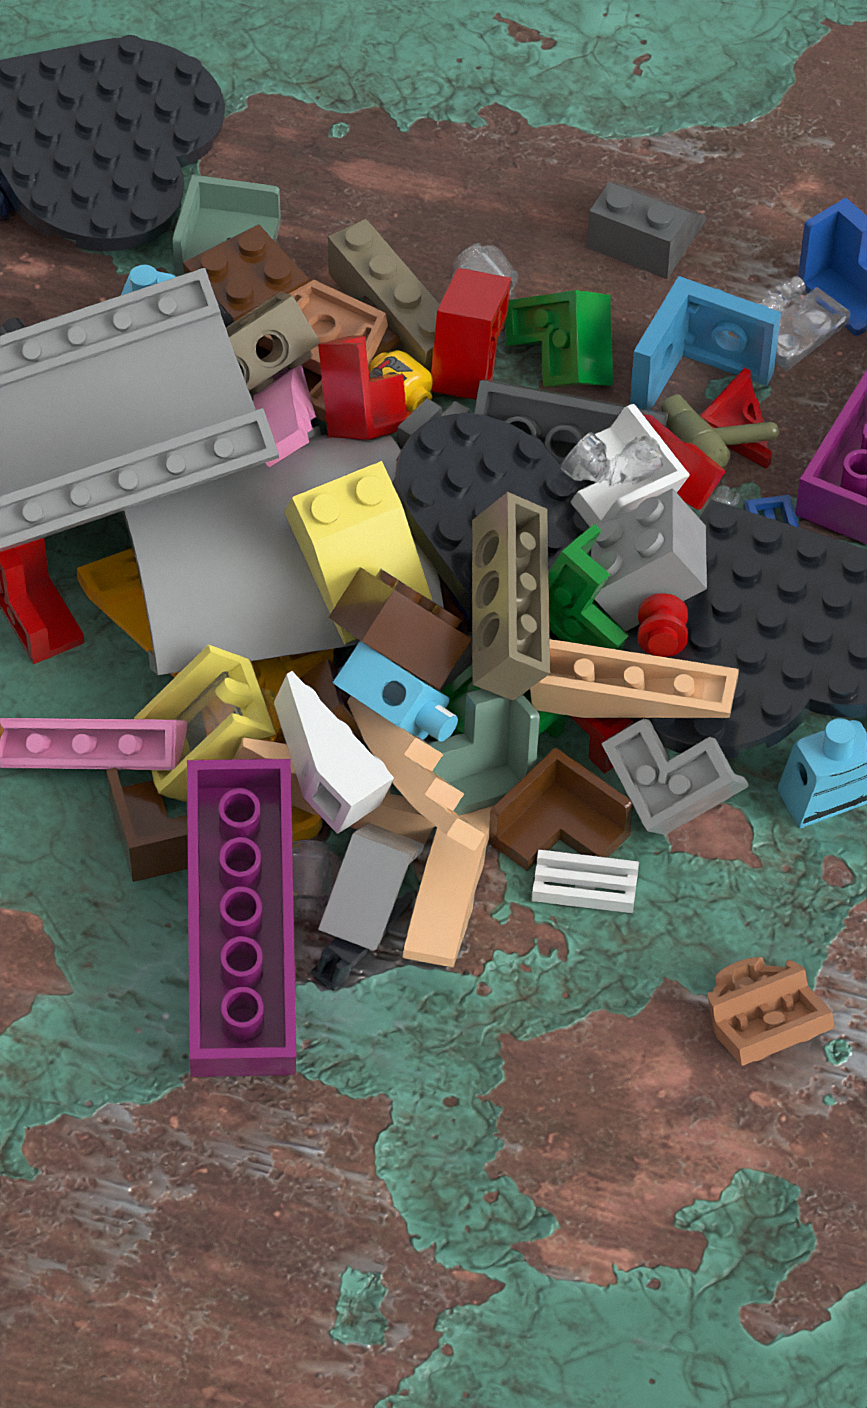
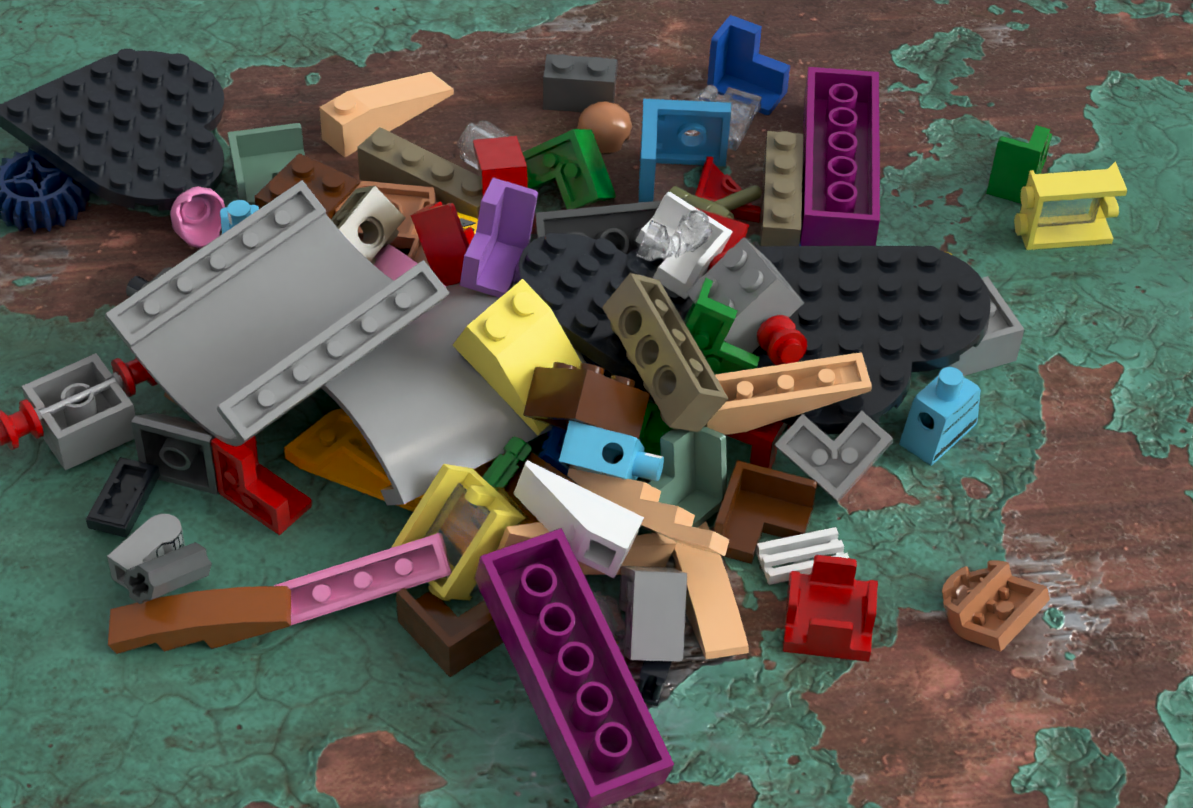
camera: 25 degrees left, 5 degrees down
(110, 263) = (197, 216): none -> bright pink hair
(310, 657) = (506, 465): none -> green axle
(392, 191) = (361, 111): none -> light nougat slope
(406, 394) = (500, 237): none -> medium lavender panel
(576, 952) = (830, 611): none -> red panel
(639, 292) = (609, 125): none -> nougat hair
(774, 475) = (782, 189): none -> dark tan brick

